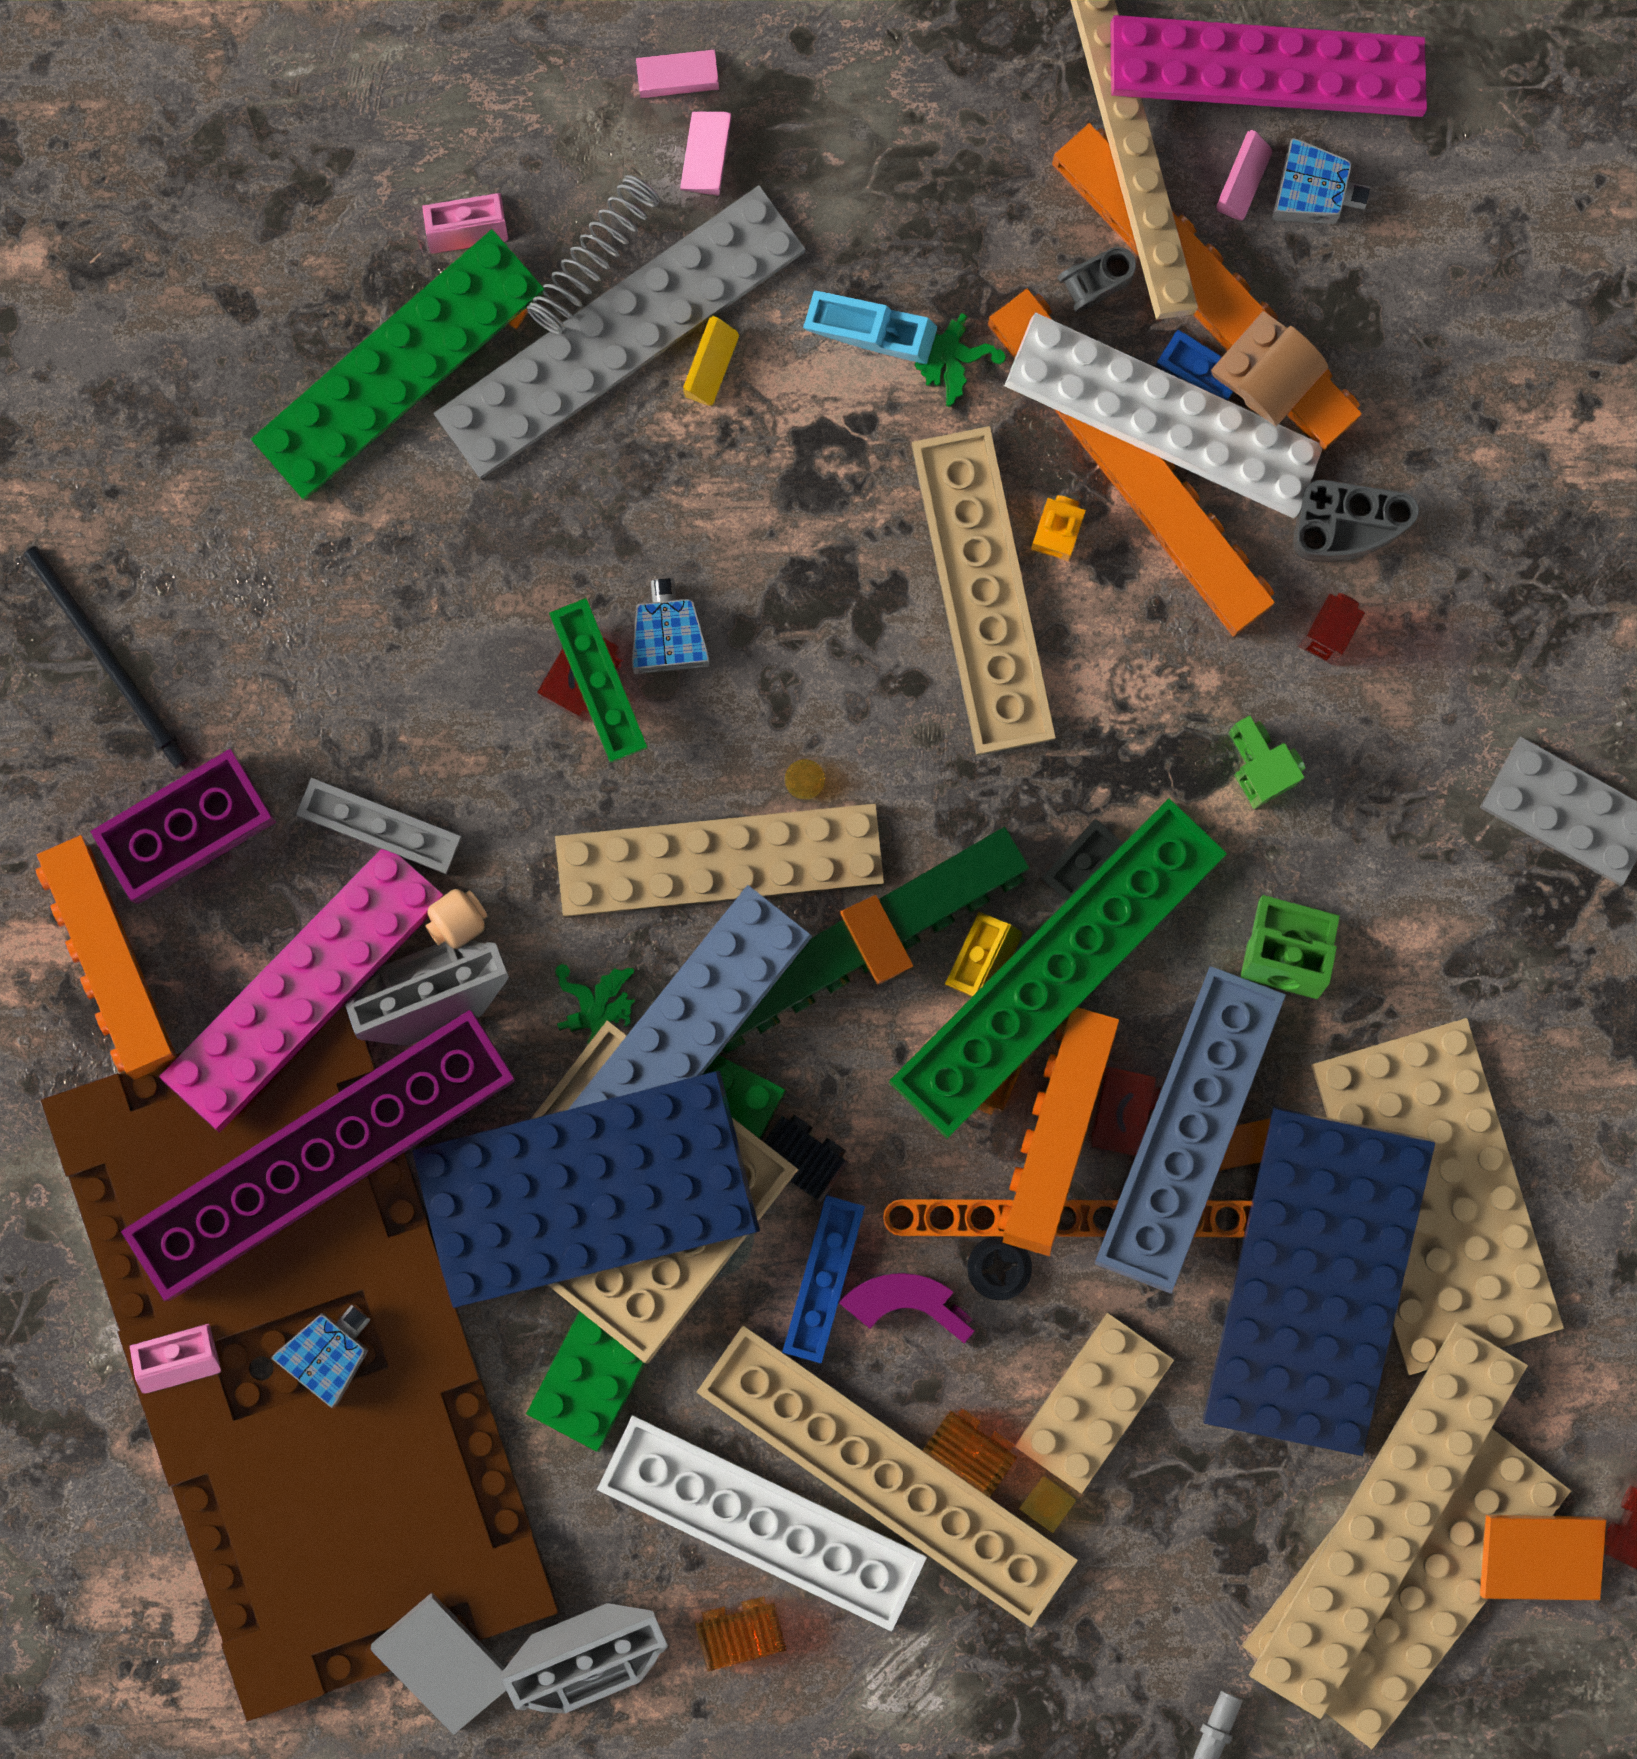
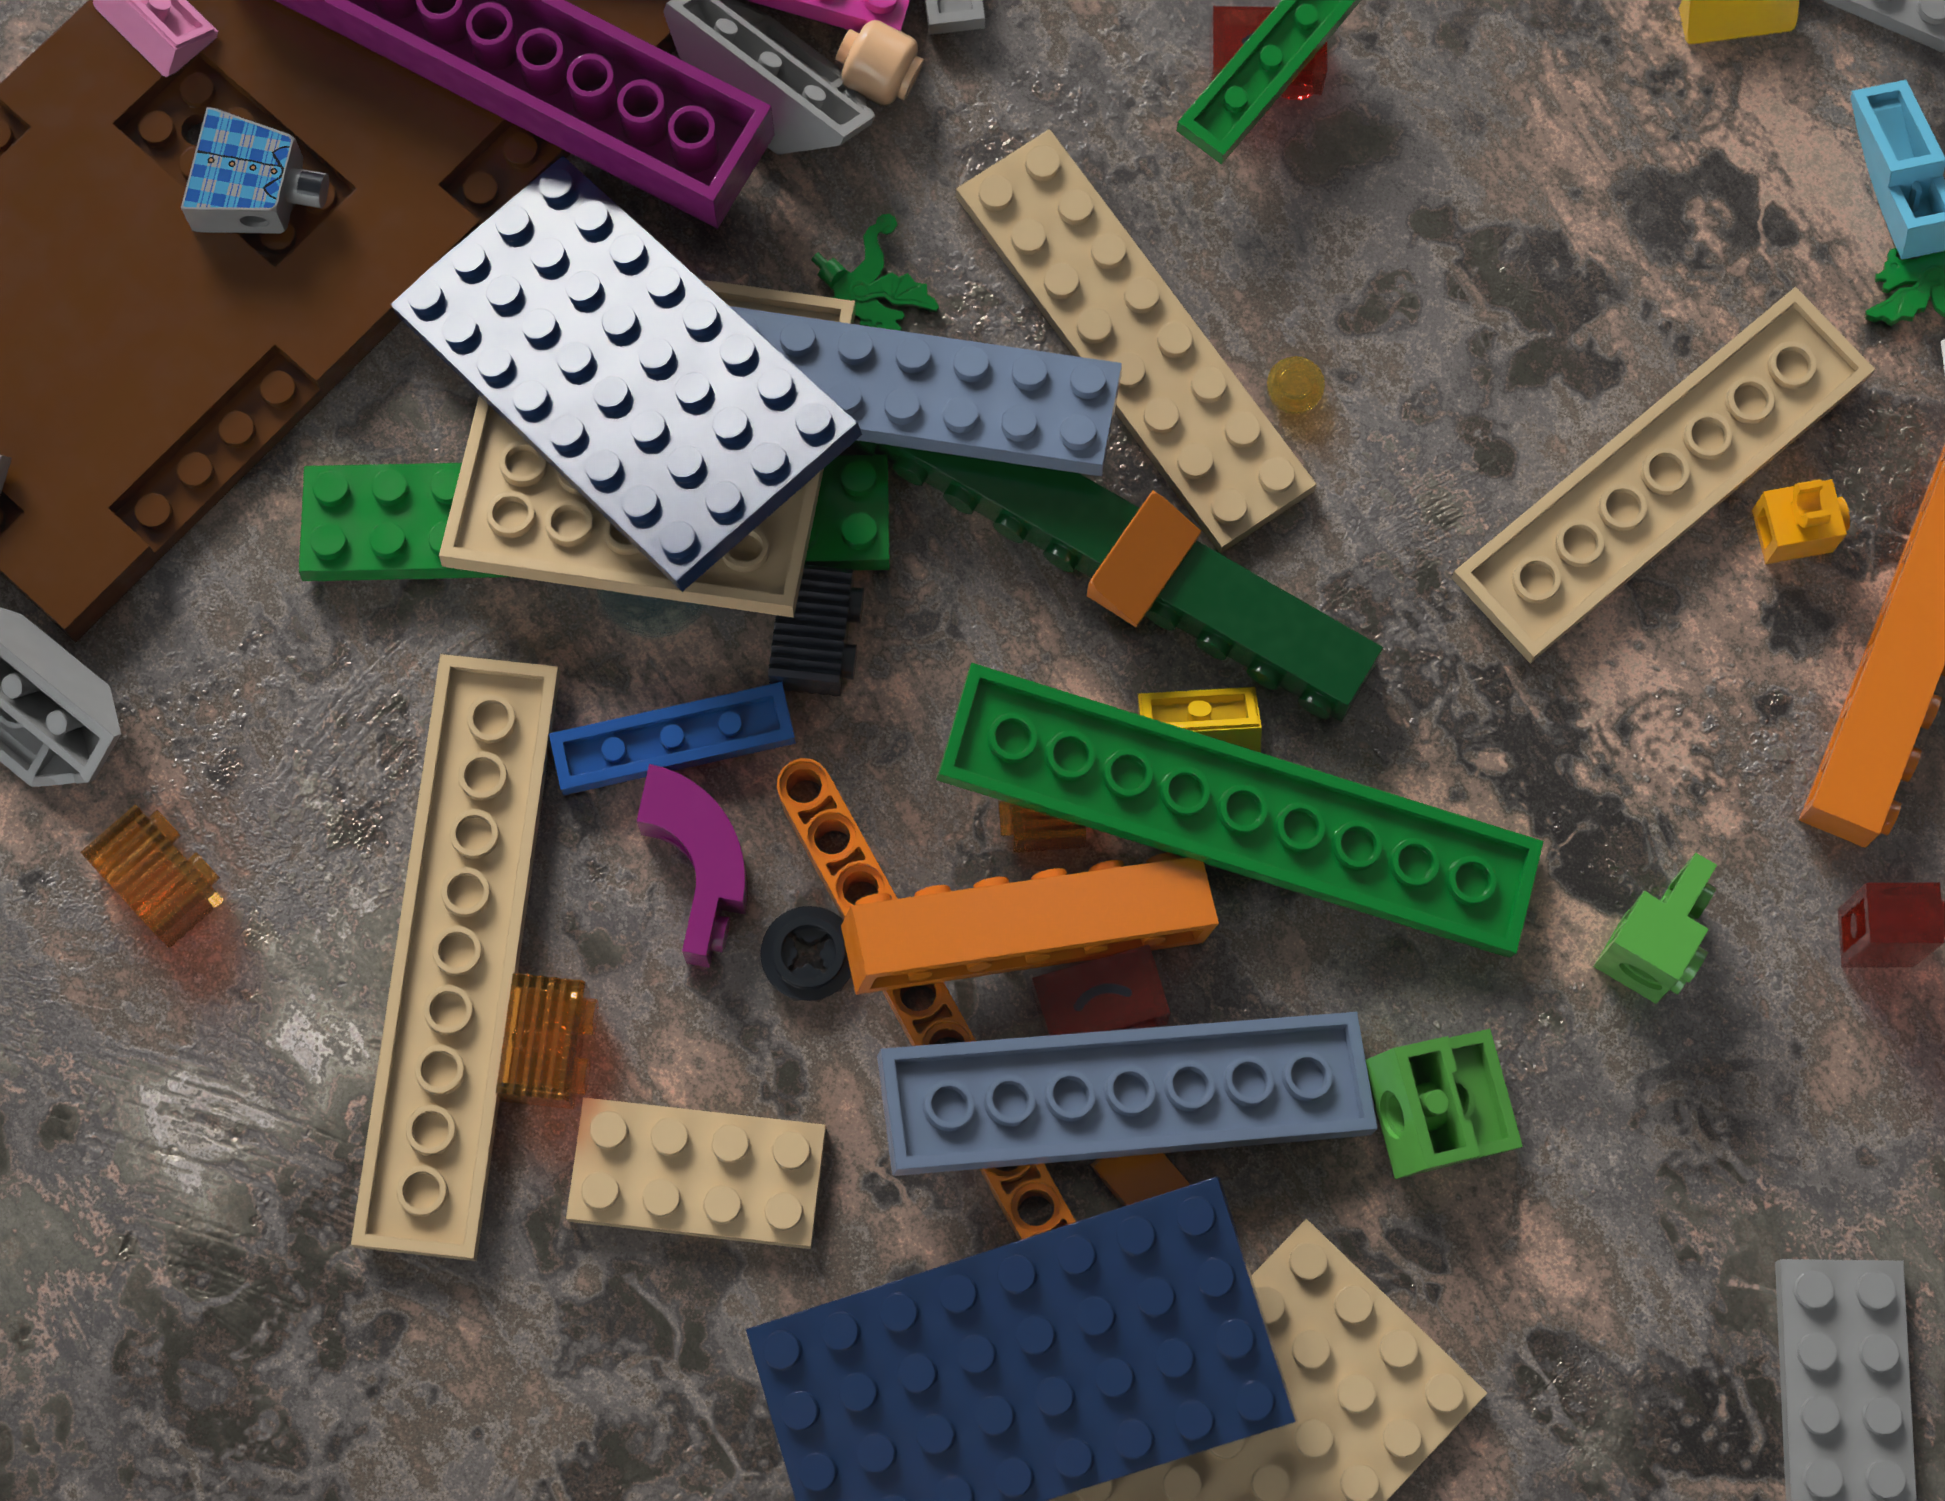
camera: 65 degrees right, 10 degrees down
(667, 632) = (1377, 127): torso -> none
(762, 1523) = (313, 831): white plate -> none
(1047, 1504) = (529, 1181): clear yellow plate -> none
(1082, 859) = (1399, 771): pearl dark grey plate -> none

